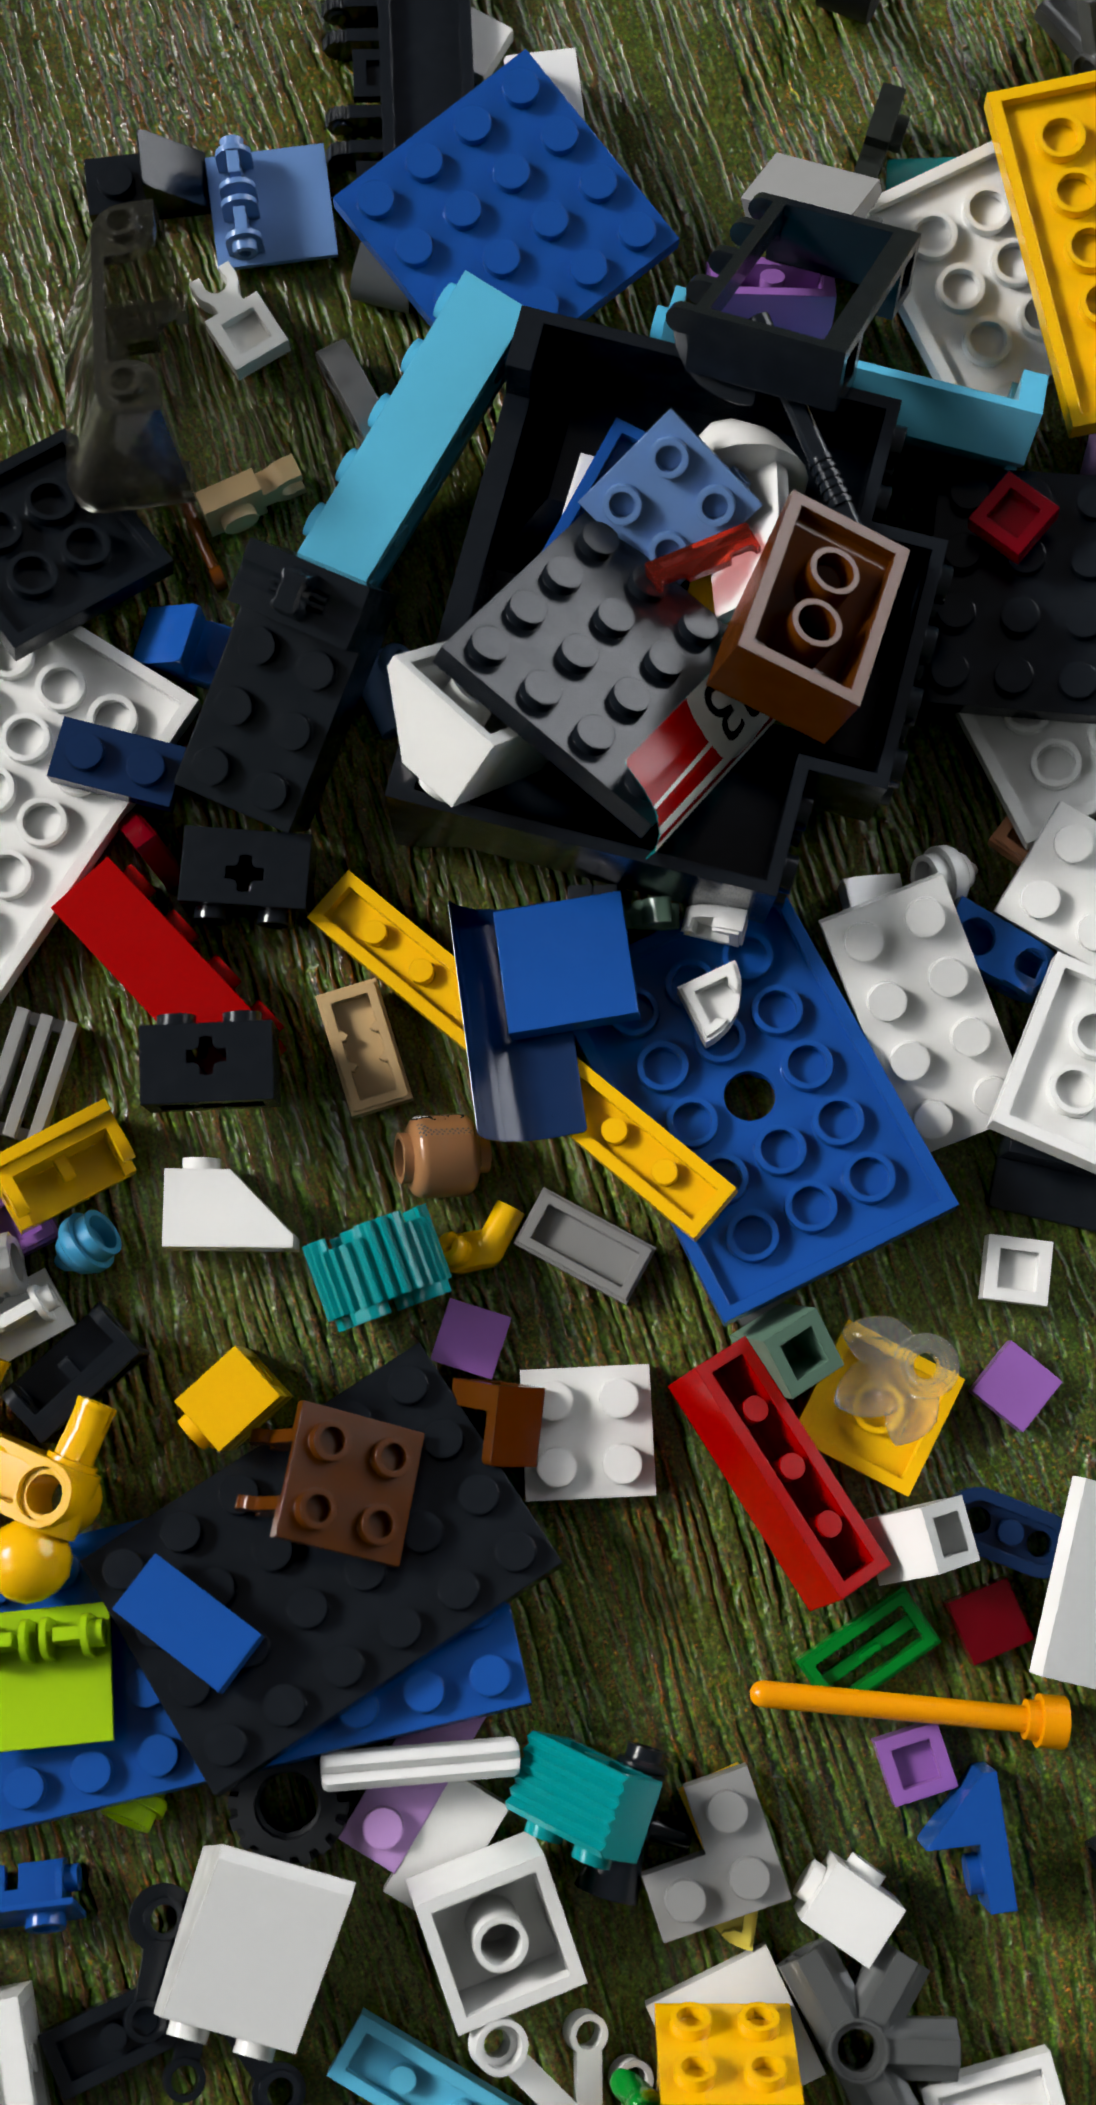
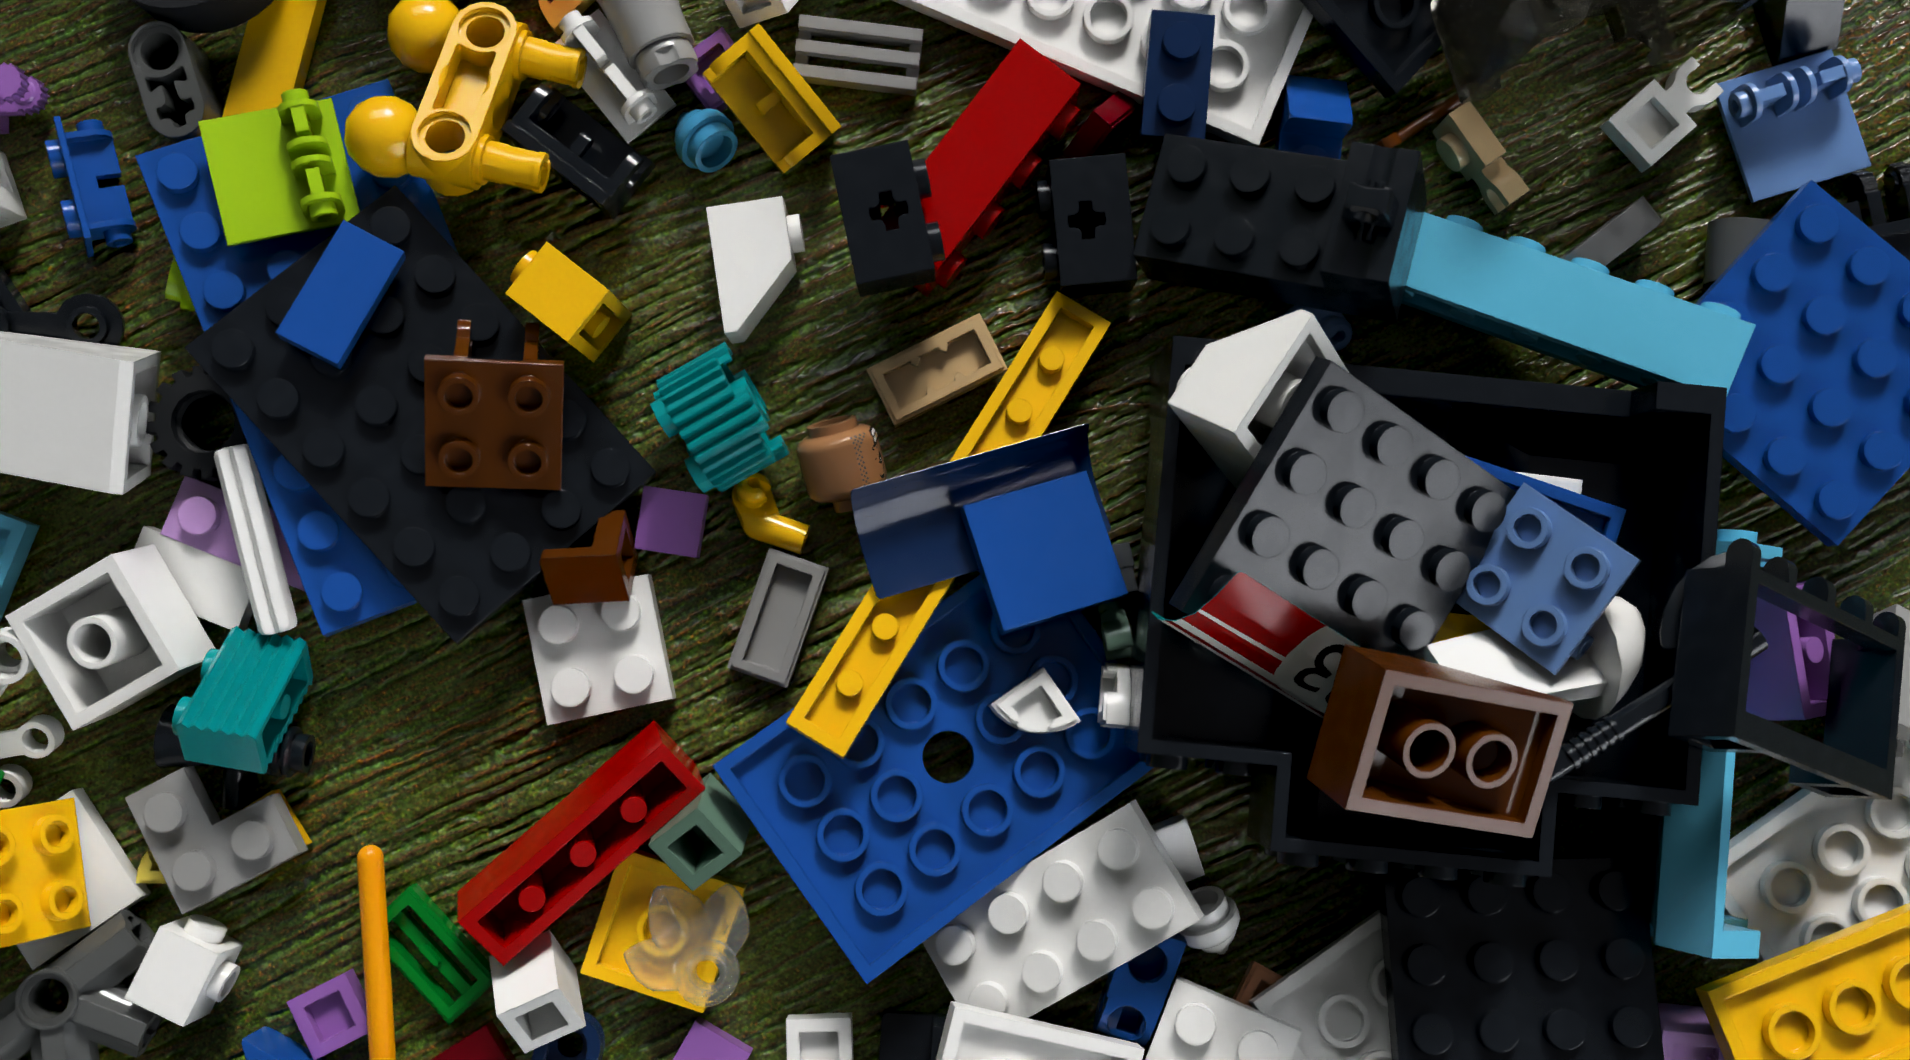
camera: 80 degrees right, 5 degrees up
(702, 557) = (1486, 620): clear red piece -> none
(1013, 517) = (1595, 941): dark red plate -> none

